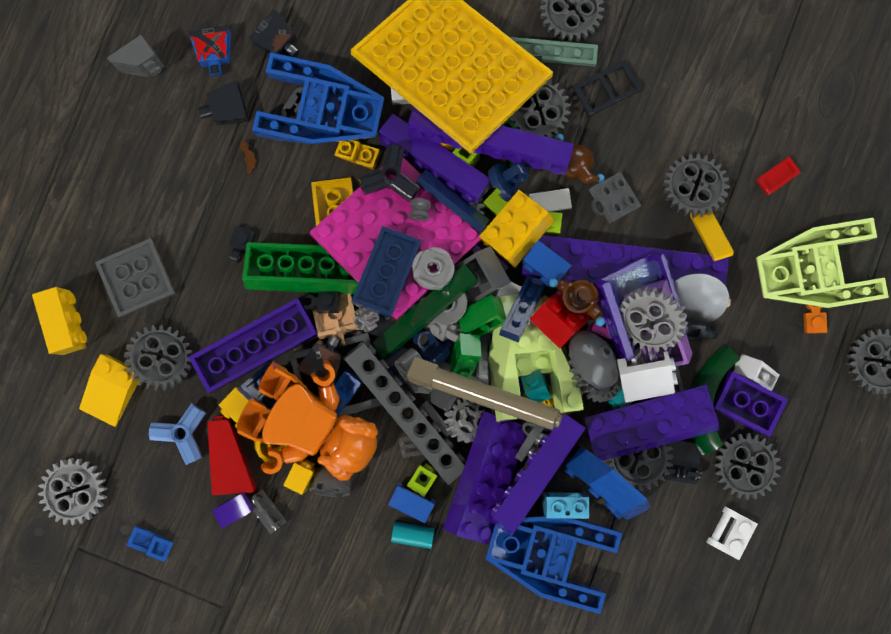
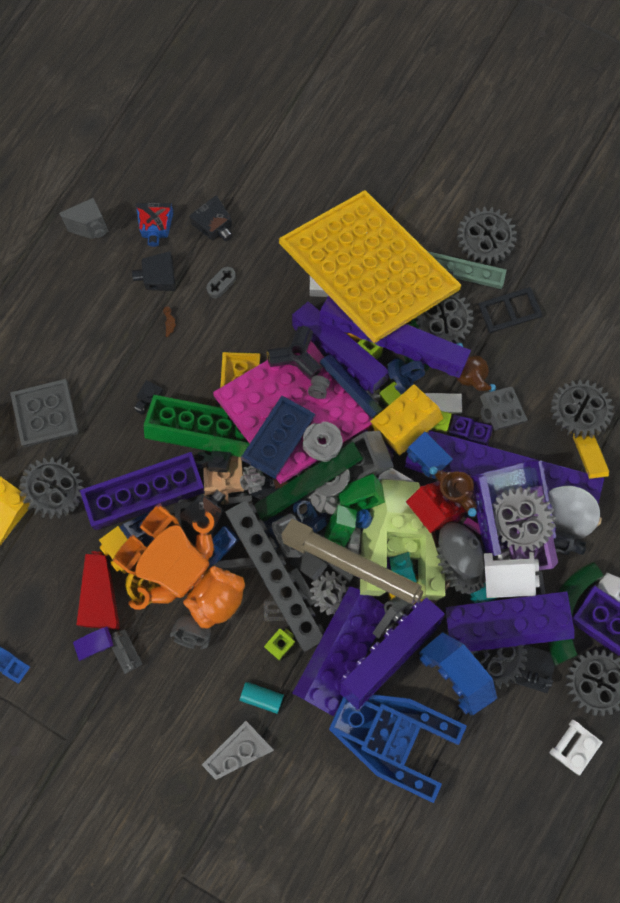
camera: 15 degrees right, 10 degrees down
(169, 432) = (46, 560): medium blue piece -> none
(300, 476) = (163, 619): yellow brick -> none
(329, 109) = (251, 288): blue wedge -> none
(358, 153) = (270, 333): yellow slope -> none
(398, 591) = (238, 750): none -> light grey wing
(411, 503) = (266, 664): blue hinge -> none
(488, 342) = (363, 519): none -> blue plate
(522, 309) = (400, 492): dark blue tile -> none
(558, 503) = (424, 689): medium azure window -> none
(583, 225) = (470, 430): none -> dark purple slope

